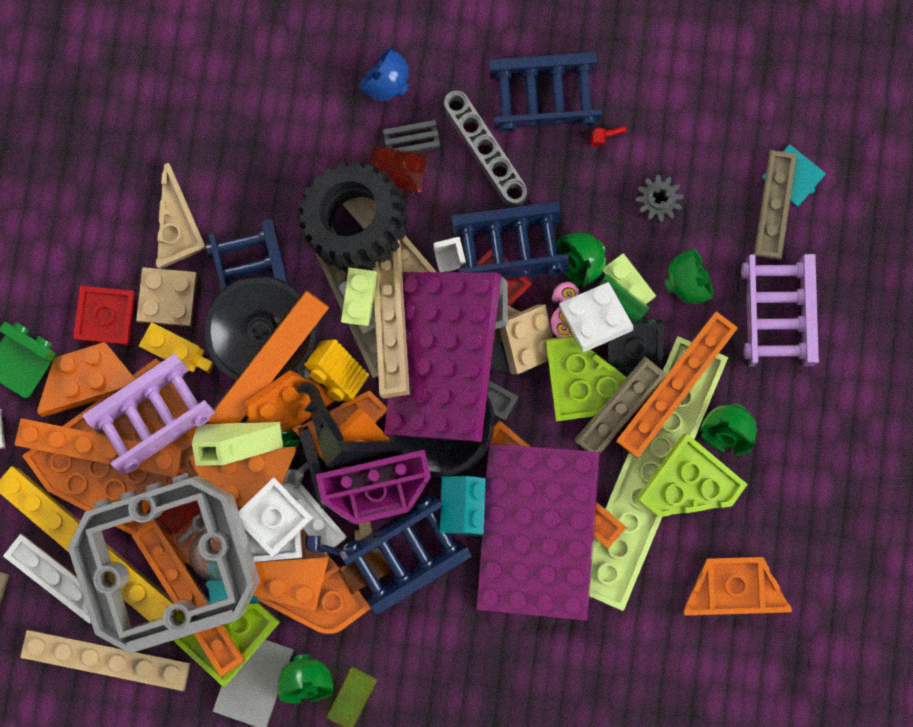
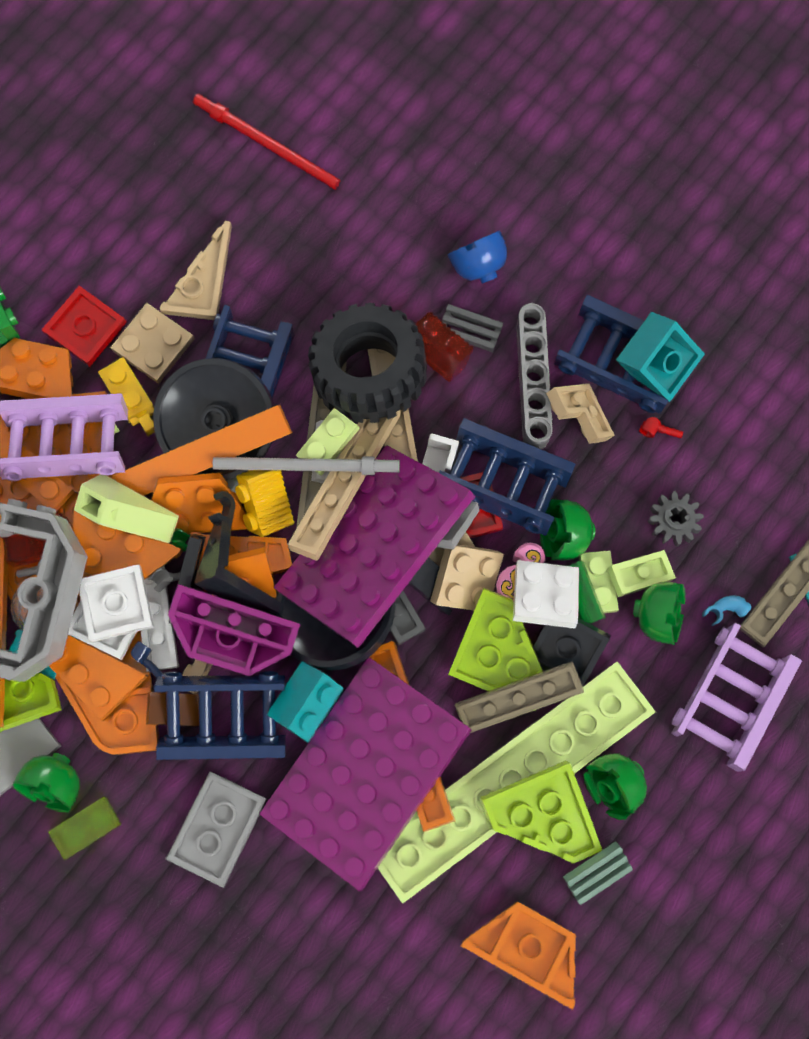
camera: 25 degrees right, 5 degrees down
(103, 76) = (221, 114): none -> red bar
(402, 299) = (366, 465): none -> light grey bar
(451, 640) = (216, 829): none -> light grey tile
(535, 150) = (581, 403): none -> tan plate
(575, 78) = (660, 355): none -> teal slope
(657, 257) = (640, 573): none -> yellowish green plate
(676, 385) = (587, 708): orange plate -> none
(737, 240) = (731, 603): none -> dark azure arm
(756, 504) = (600, 876): none -> sand green tile

